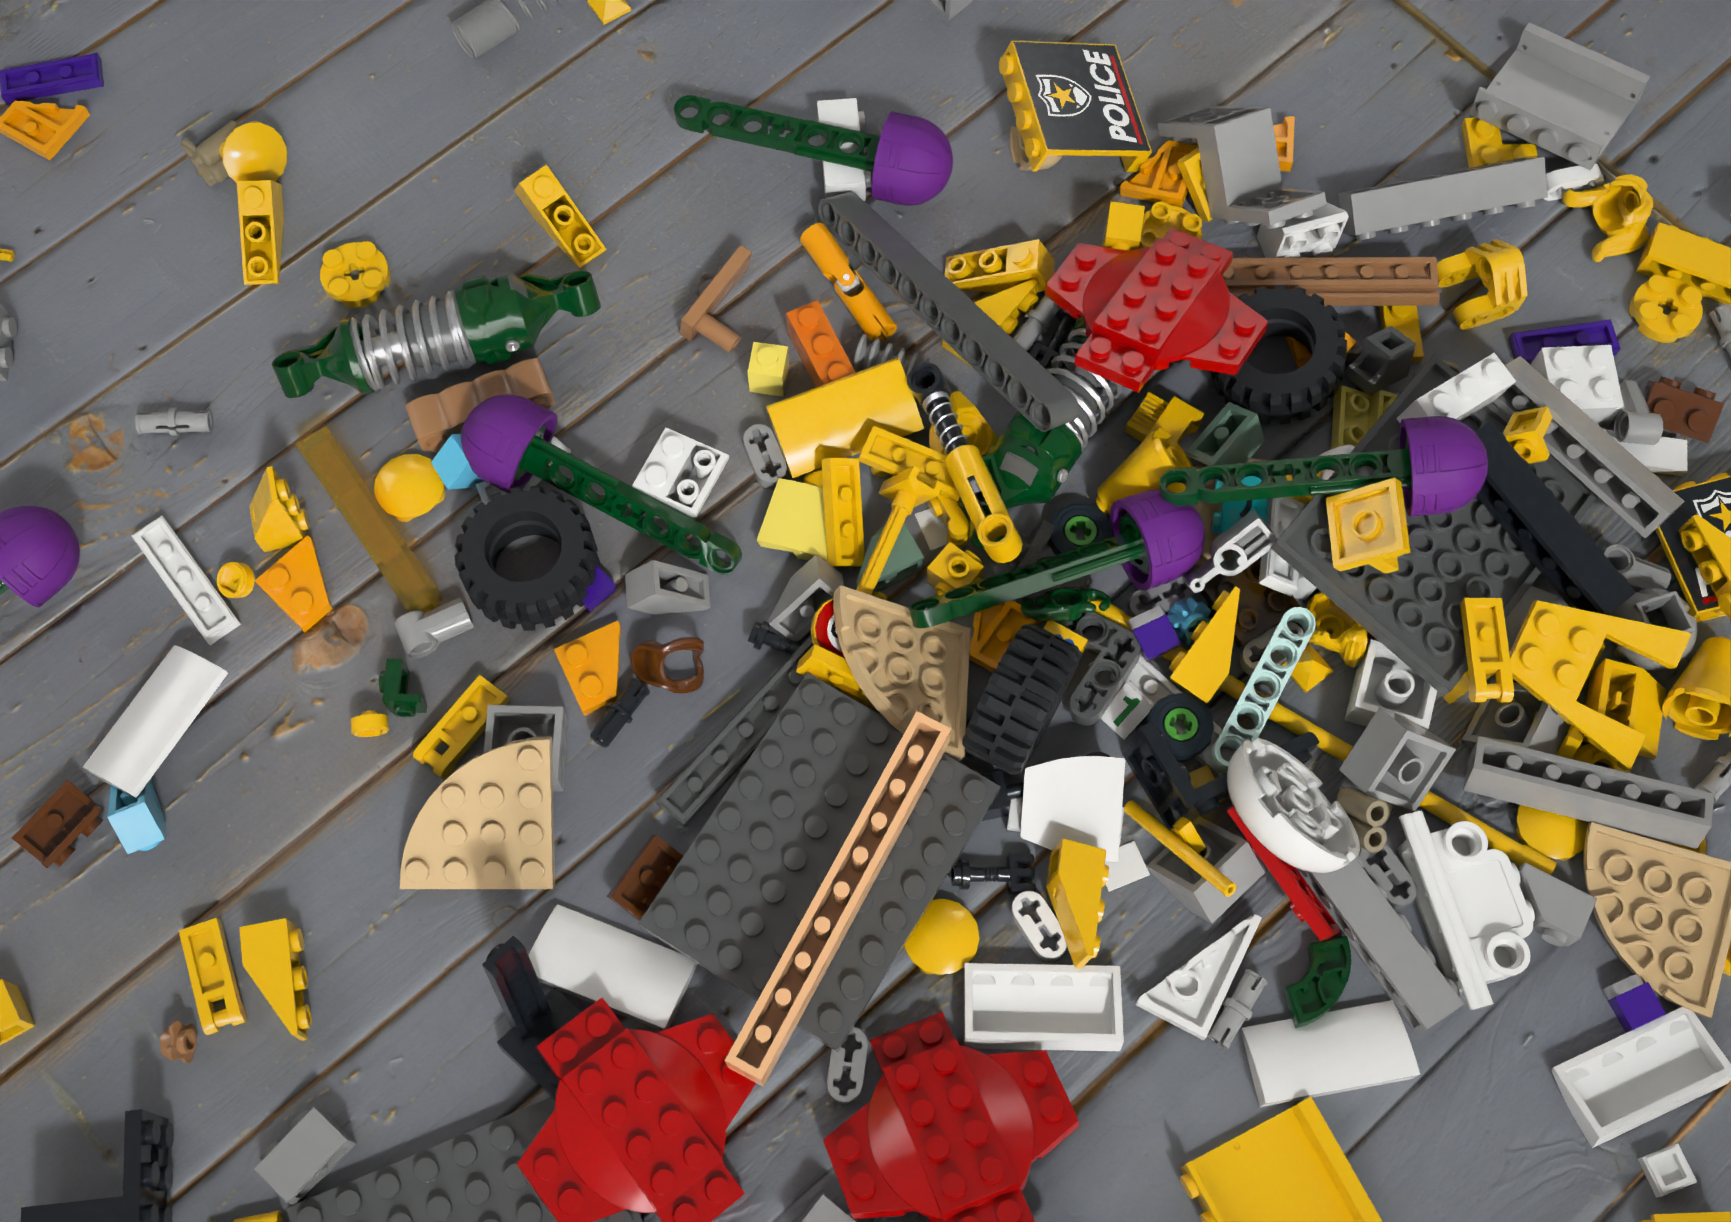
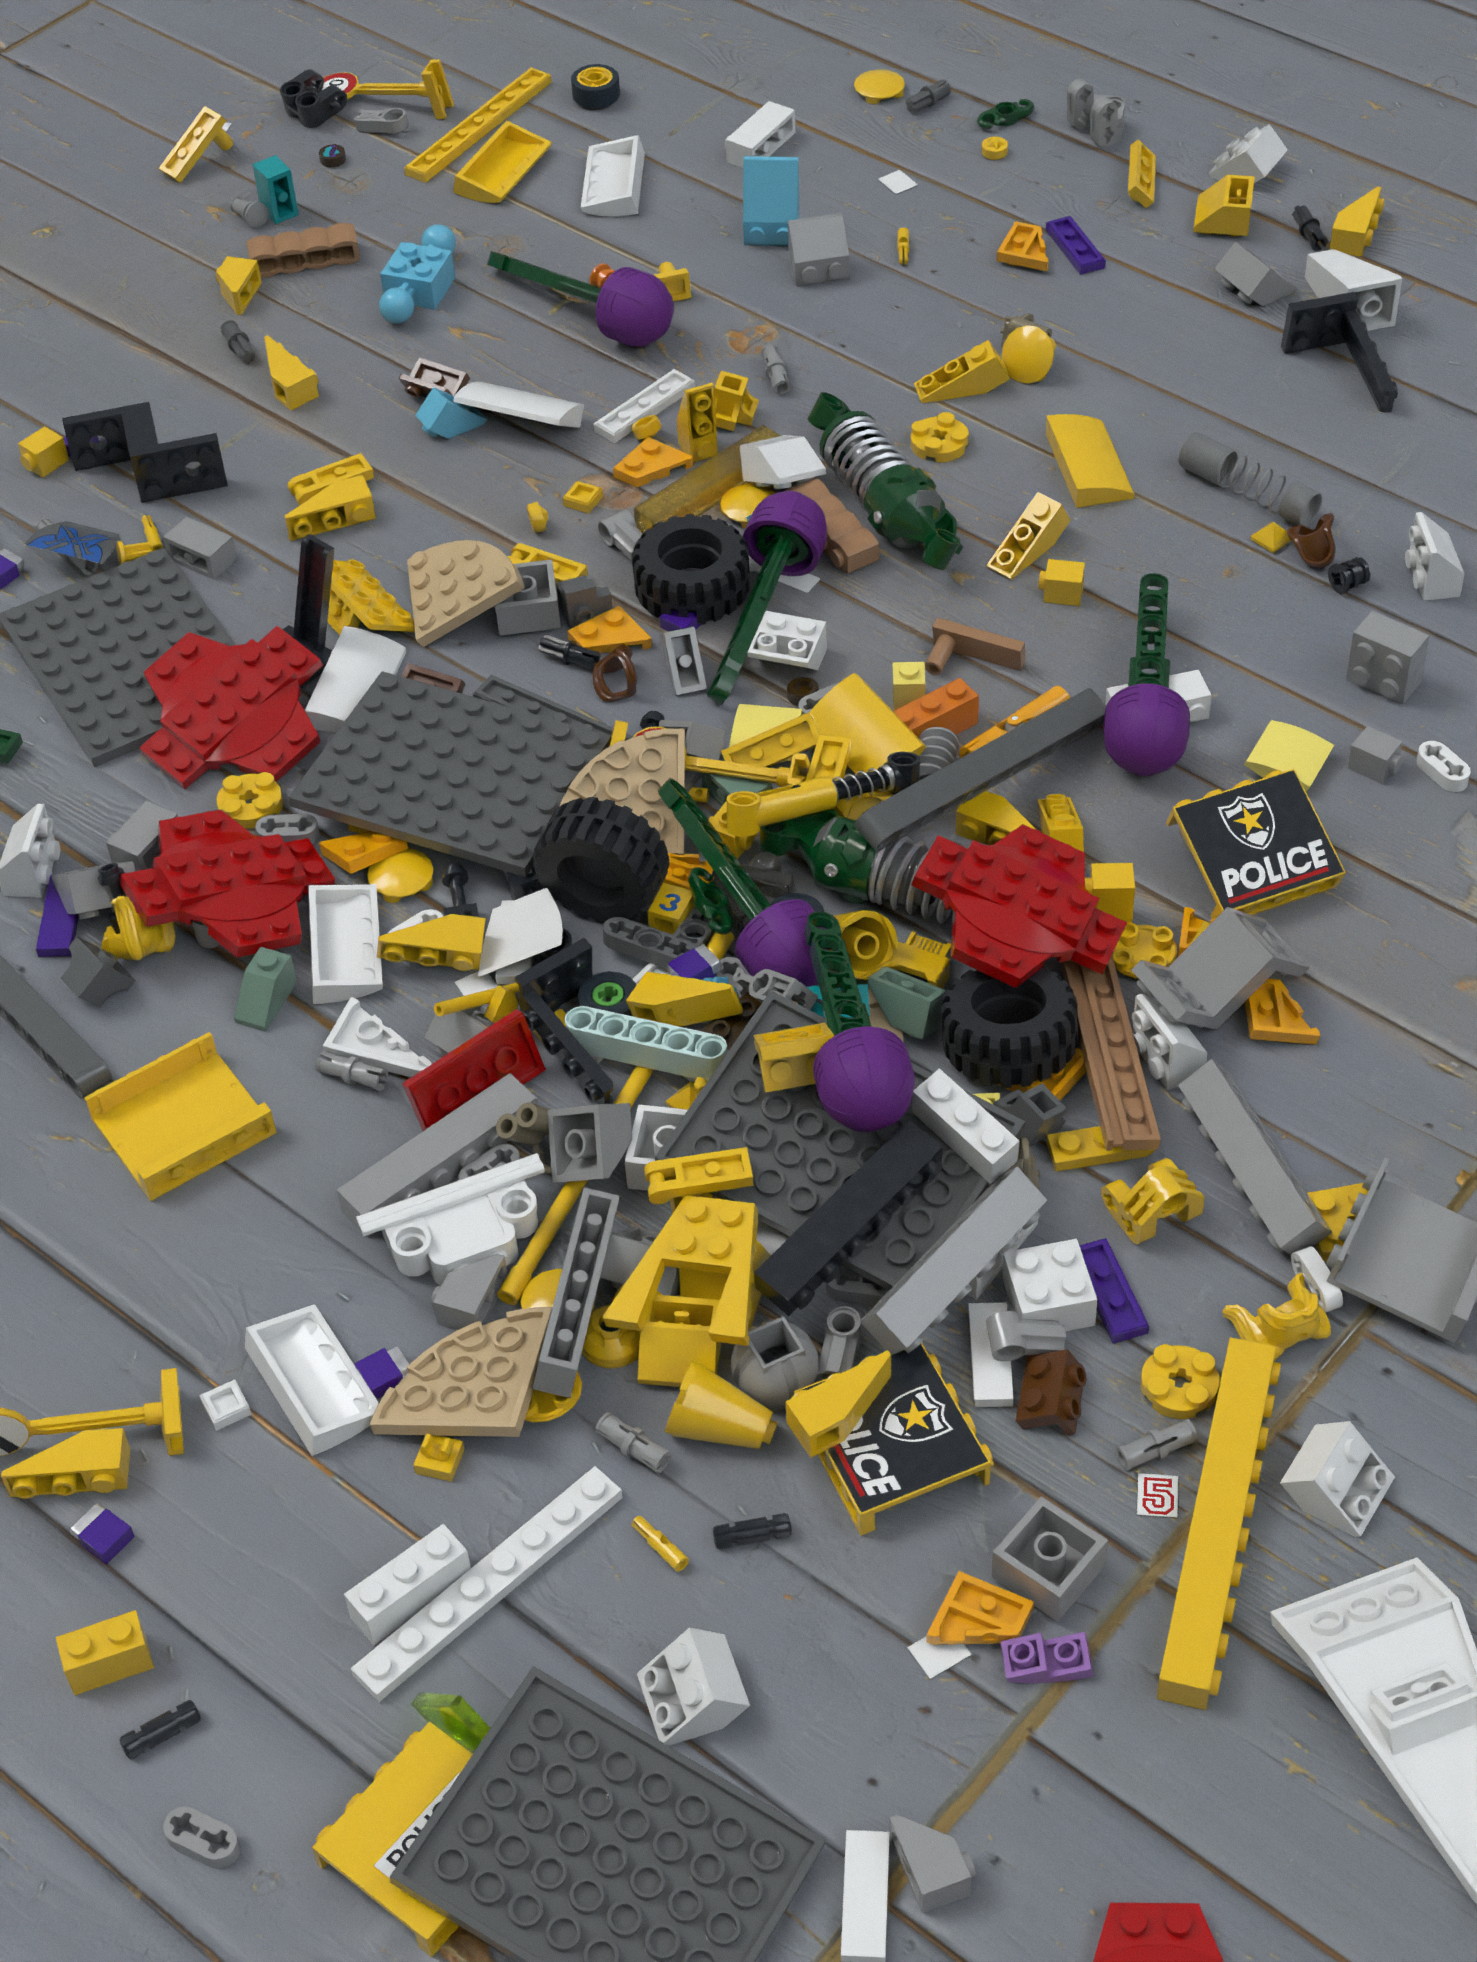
camera: 85 degrees right, 20 degrees down
(178, 1042) = (278, 464): medium nougat plate -> none
(227, 478) = (733, 401): none -> yellow brick
(337, 670) = (582, 497): none -> yellow tile
(373, 433) = (780, 461): none -> white slope
(394, 686) = (569, 525): dark green bracket -> none
(439, 141) = (1087, 460): none -> yellow slope
(453, 951) = (360, 597): none -> yellow bracket
(541, 683) = (582, 600): none -> dark grey brick
(638, 197) = (1062, 582): none -> yellow brick
(737, 477) = (800, 688): none -> dark brown tile
(801, 1127) = (259, 787): none -> yellow plate
(838, 900) = (407, 760): light nougat brick -> none
(907, 984) = (361, 850): none -> light orange wing
(936, 58) = (1288, 748): none -> light yellow slope
(1110, 1102) = (265, 988): none -> sand green slope
(1126, 711) = (627, 966): white sticker -> none
(1288, 811) = (555, 1048): white brick -> none
(1322, 983) = (376, 1126): dark green tile -> none
(1329, 1056) = (316, 1138): white slope -> none
(1526, 433) = (952, 1196): yellow bracket -> none

